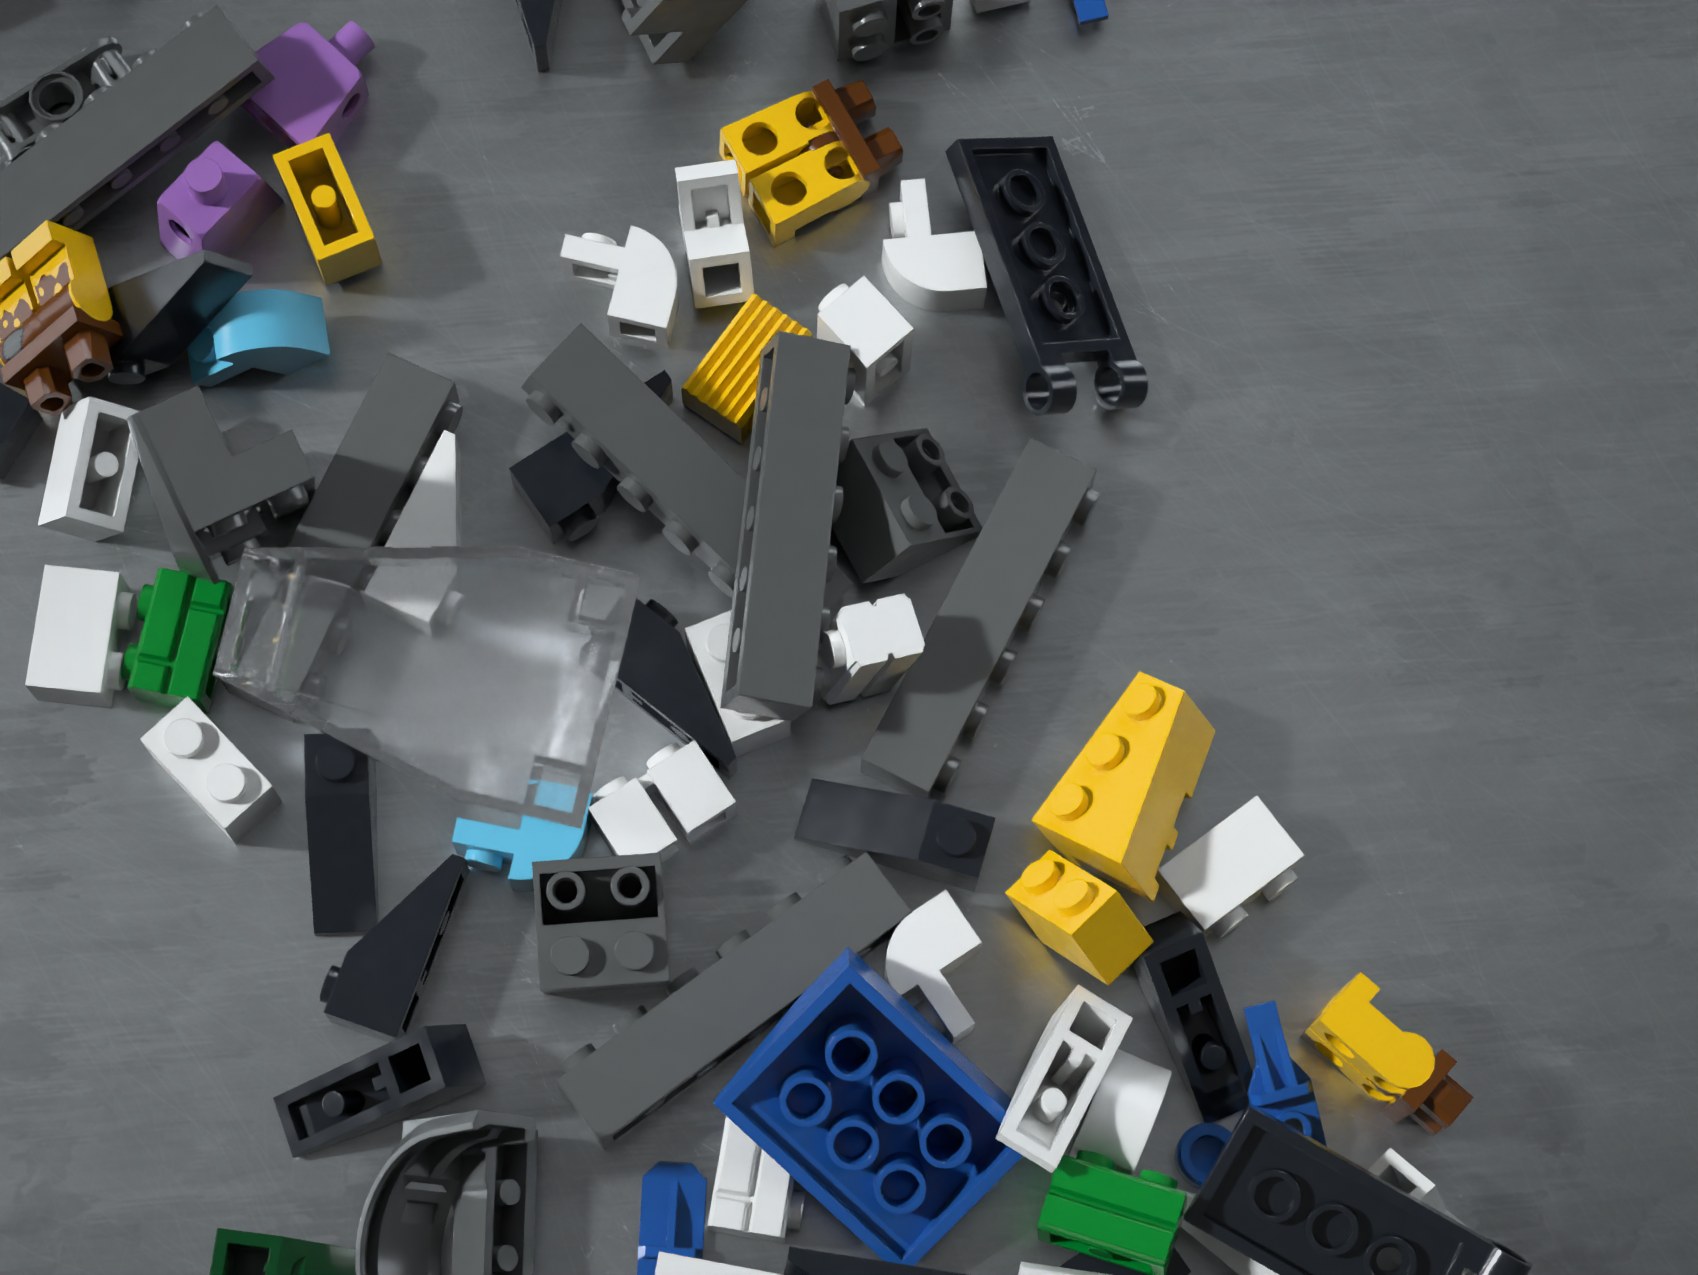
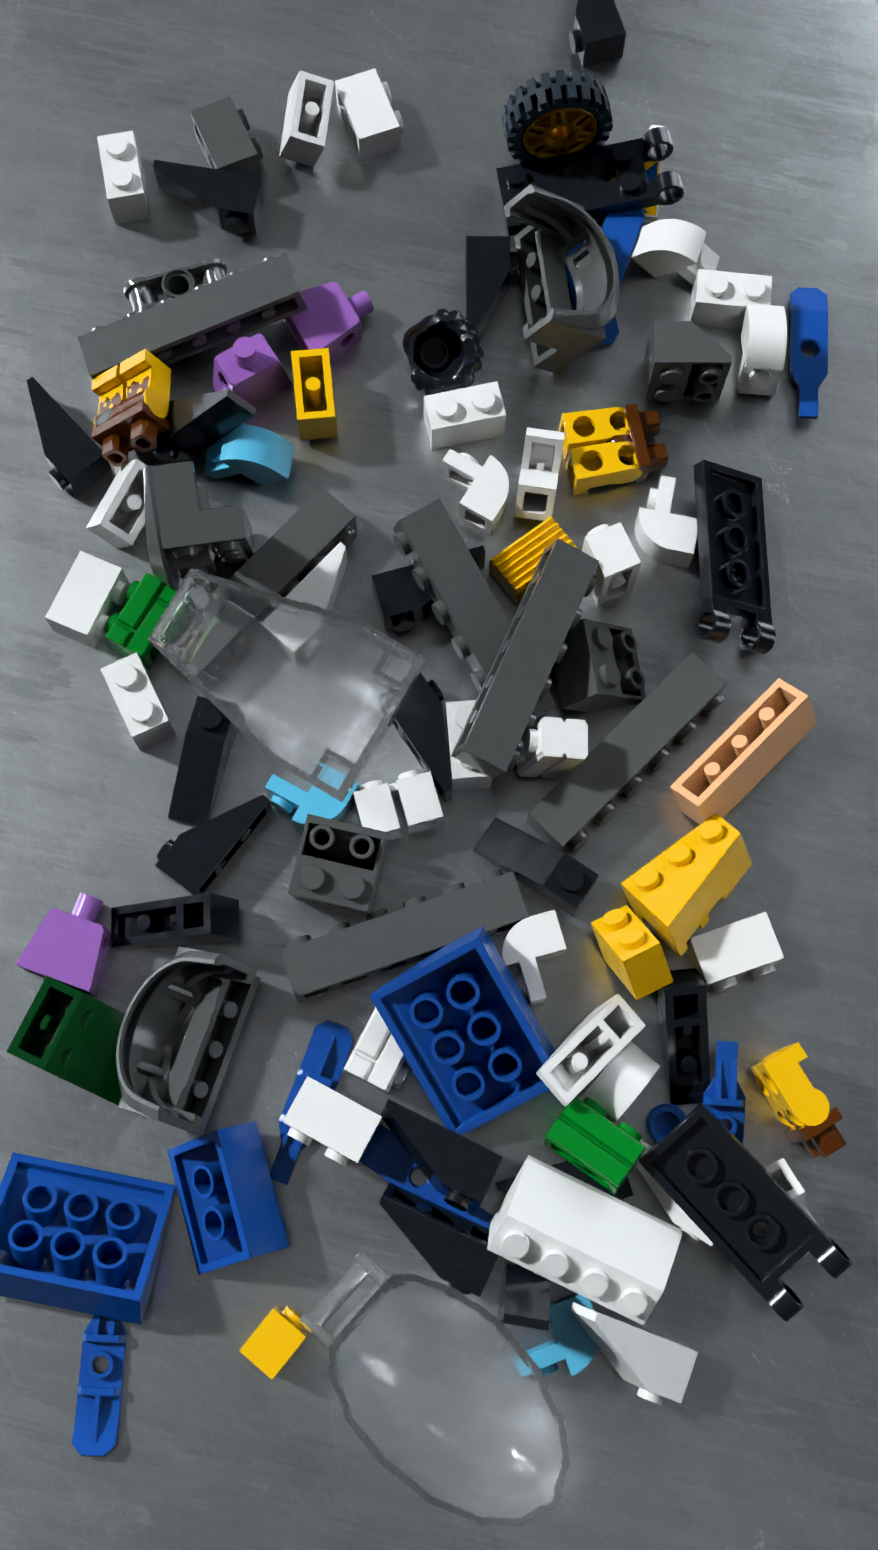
camera: 20 degrees right, 0 degrees up
(232, 1175) = (70, 947): none -> medium lavender torso
(507, 88) = (443, 352): none -> black hair
(570, 173) = (464, 415): none -> white brick
(1154, 567) = (745, 753): none -> light nougat brick

